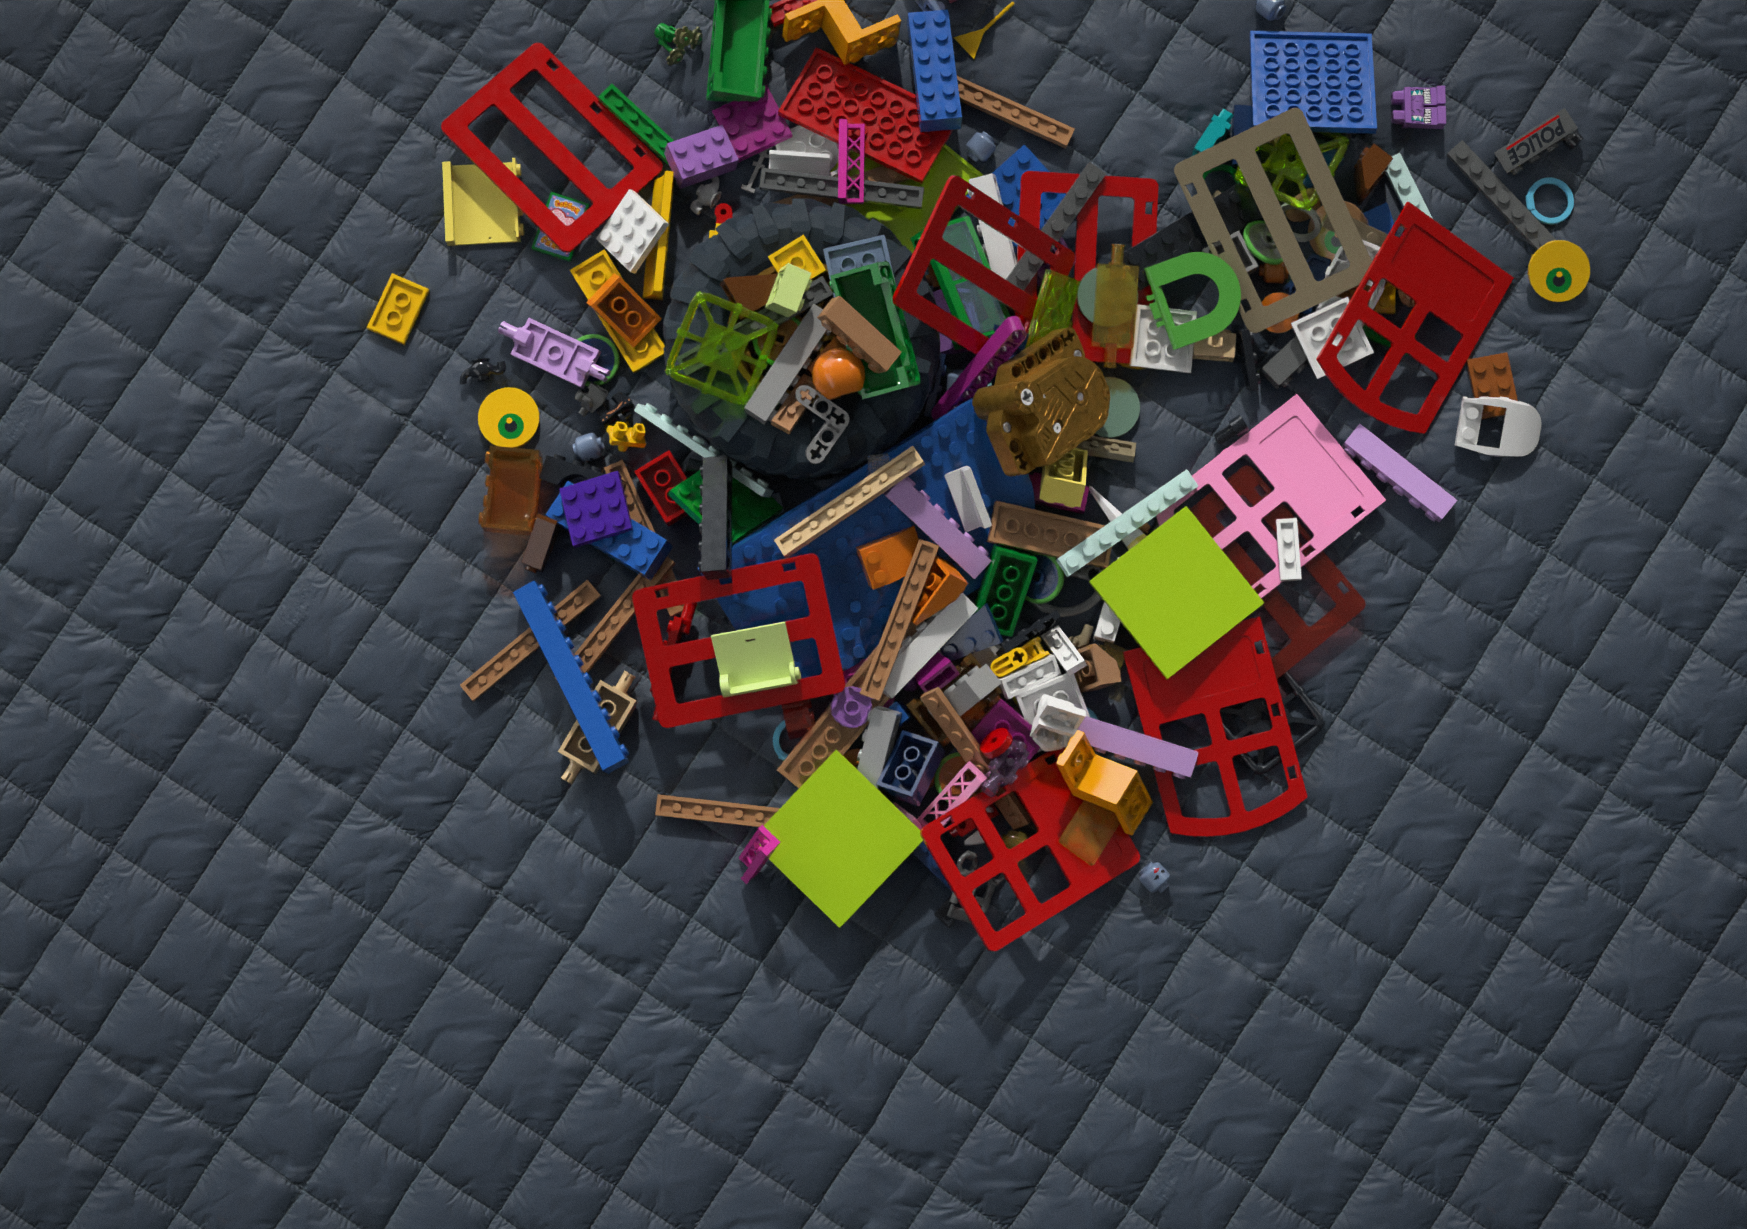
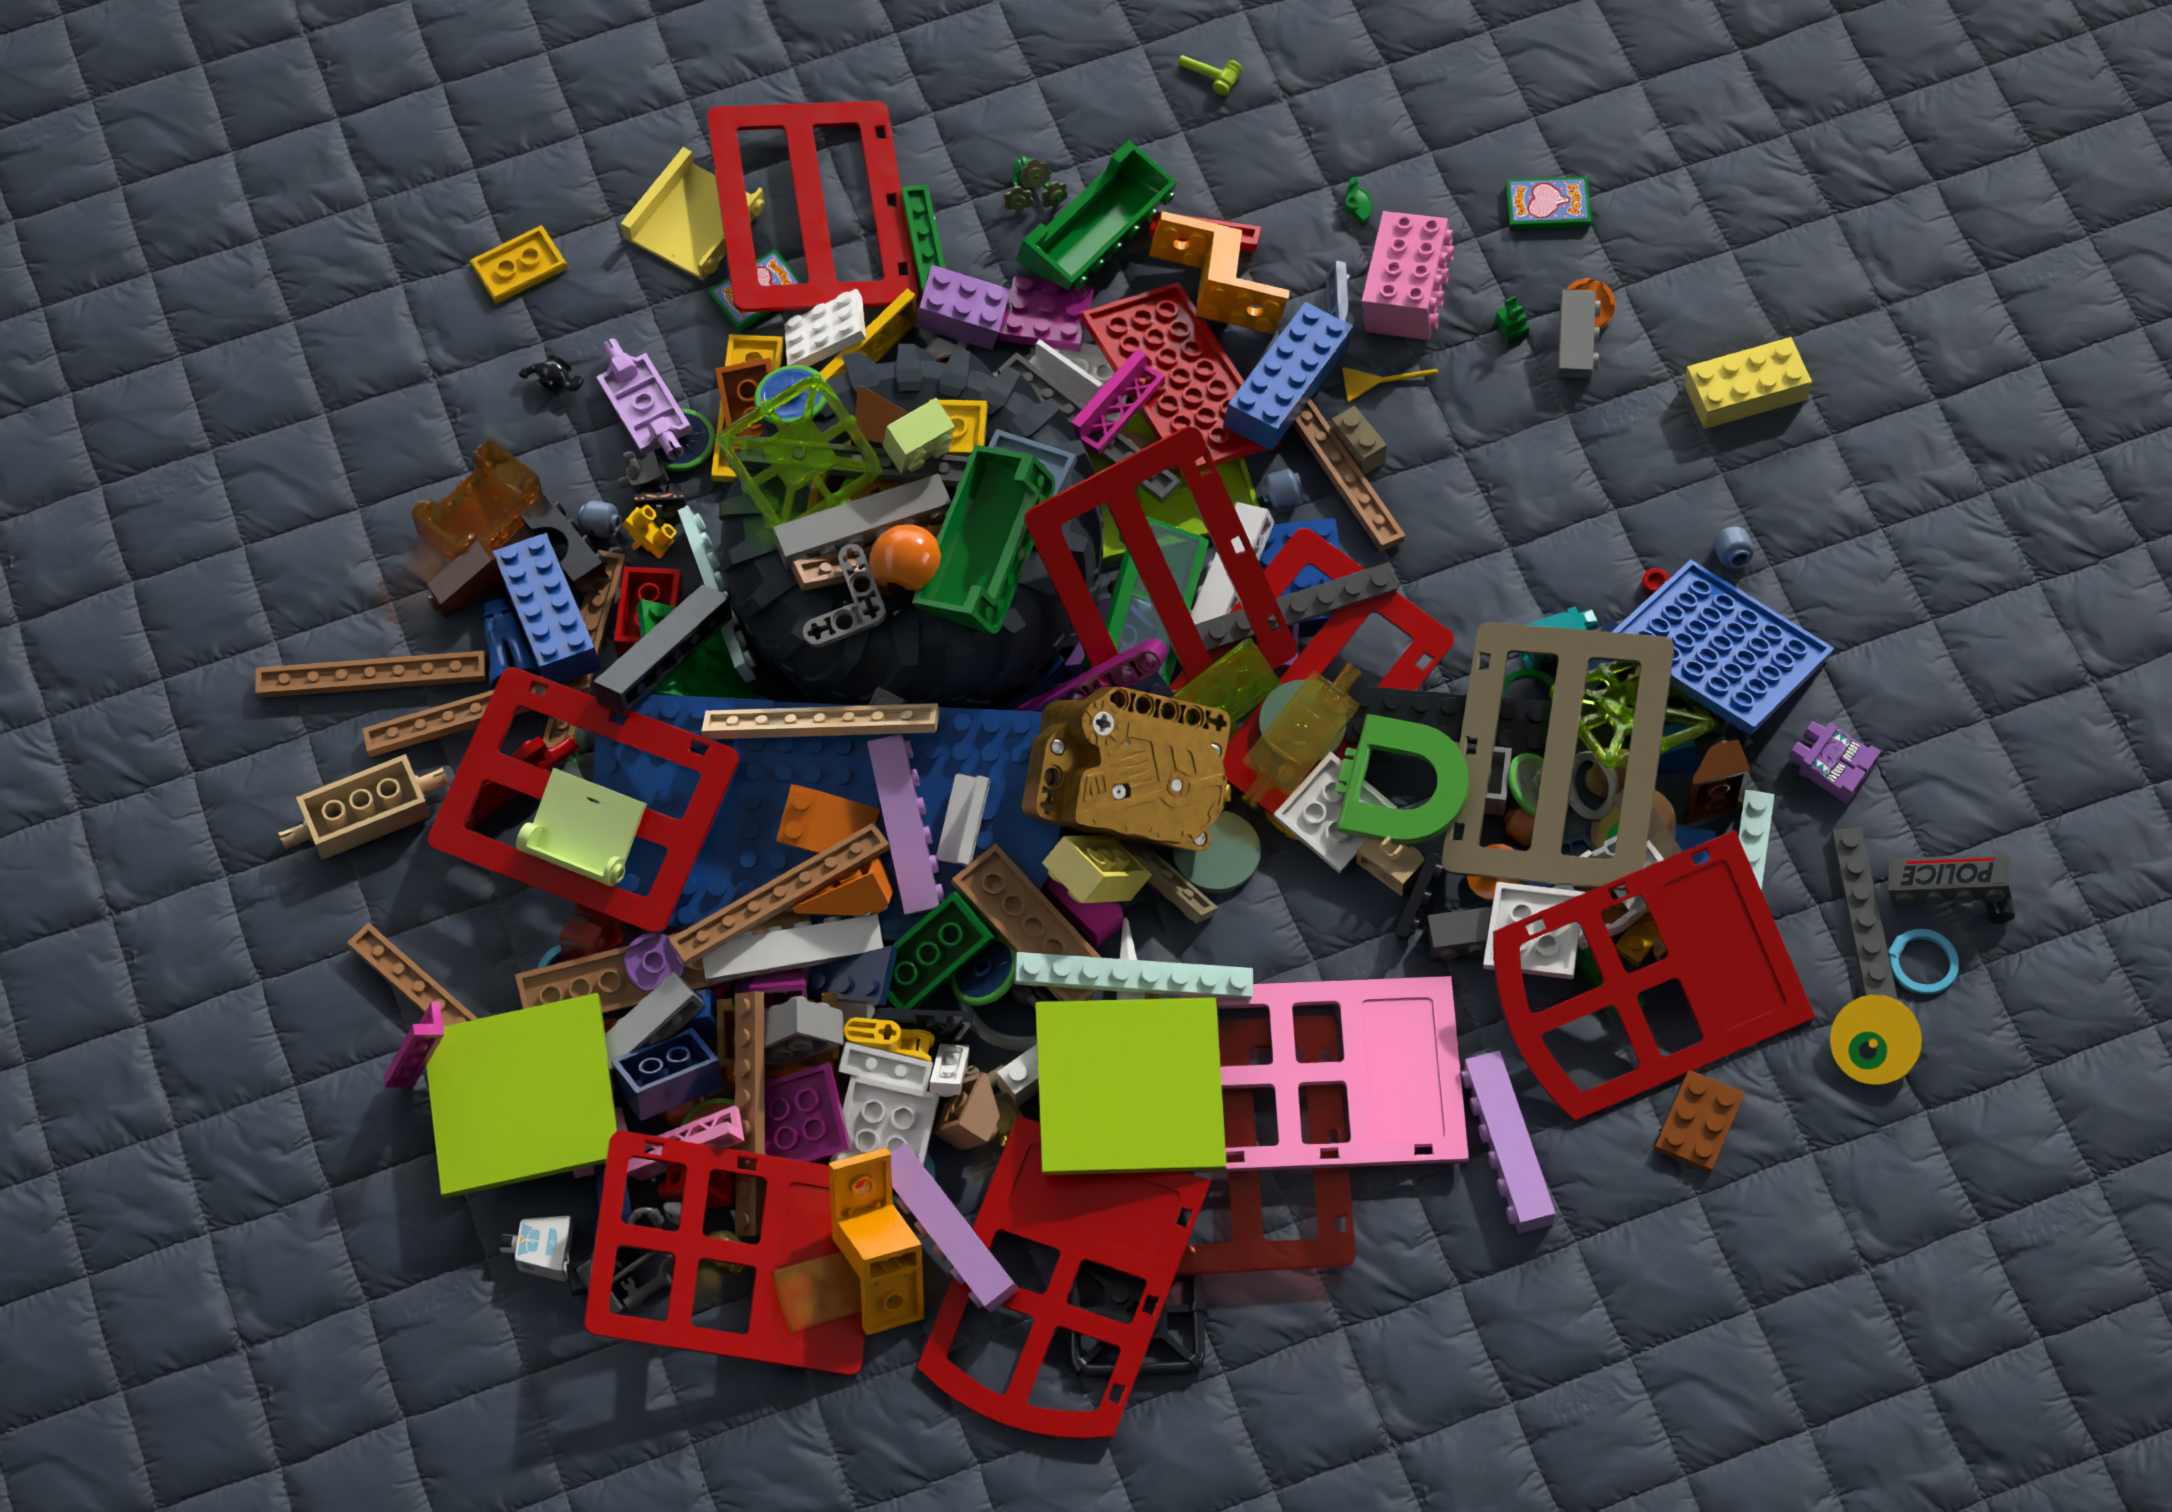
camera: 35 degrees right, 20 degrees down
(508, 417) = (543, 438): yellow tile -> none
(571, 677) = (375, 729): blue brick -> none
(588, 559) = (501, 633): none -> blue piece
(596, 509) = (547, 572): dark purple plate -> none
(666, 307) = (779, 381): none -> blue wheel
(859, 335) = (957, 525): medium nougat brick -> none
(911, 913) = (541, 1246): none -> white torso
(996, 743) = (783, 1104): red piece -> none
(1003, 83) = (1359, 439): none -> dark tan brick
(1006, 766) = (774, 1136): clear purple brick -> none
(1055, 723) = (869, 1126): white piece -> none
(1154, 877) = (856, 1401): sand blue head -> none
(1236, 427) = (1350, 965): black piece -> none
(1239, 58) = (1653, 580): none -> red tile
(1288, 549) = (1304, 1132): white plate -> none
(1519, 431) = (1692, 1188): white slope -> none

